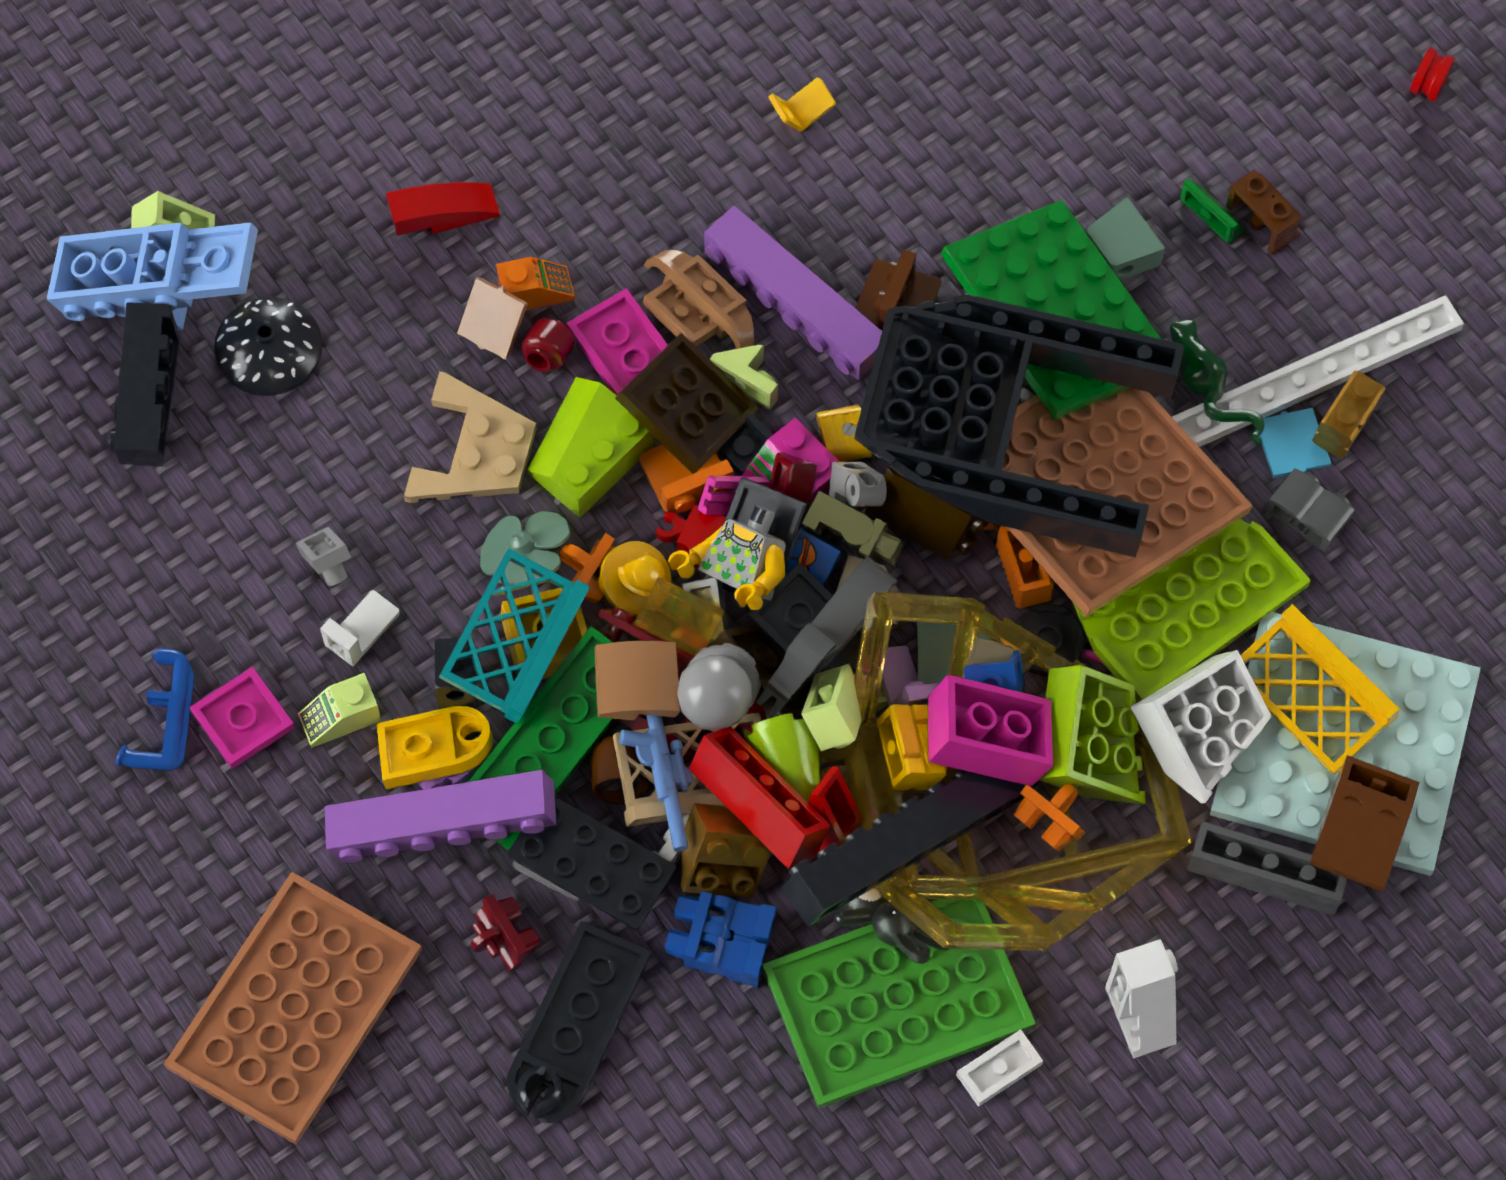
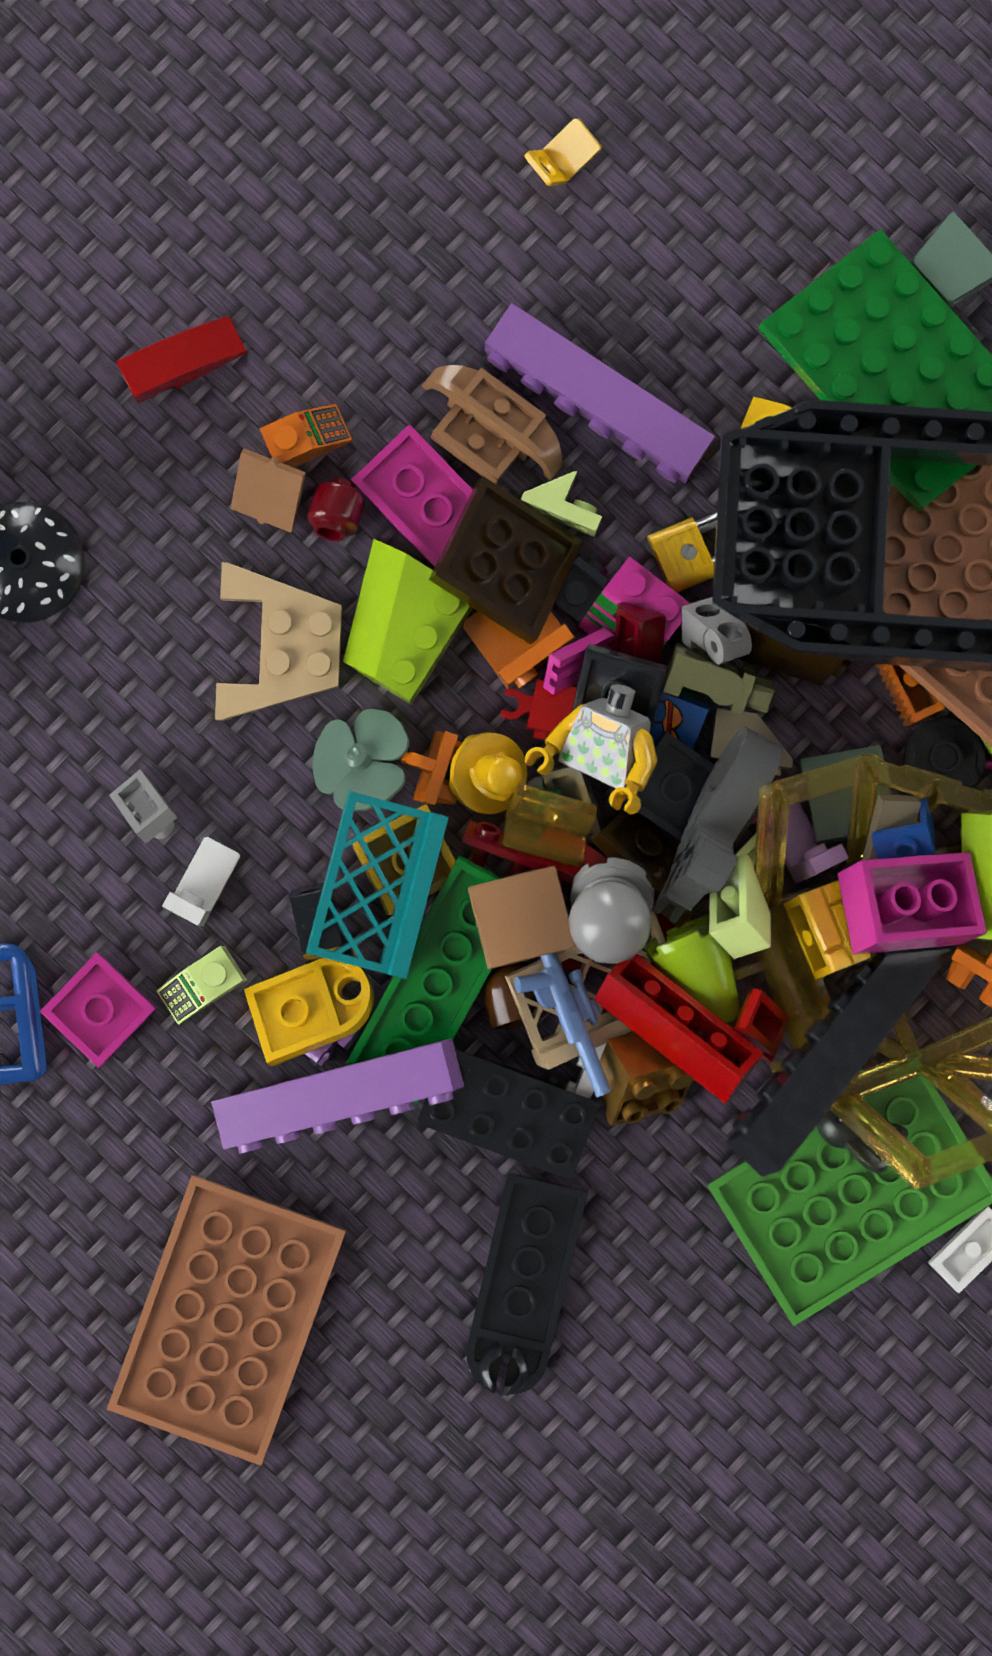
camera: 10 degrees left, 20 degrees up
(498, 934) = (441, 1212): dark red hips -> none
(713, 924) = (645, 1164): blue hips -> none
(895, 286) = (713, 378): reddish brown bracket -> none

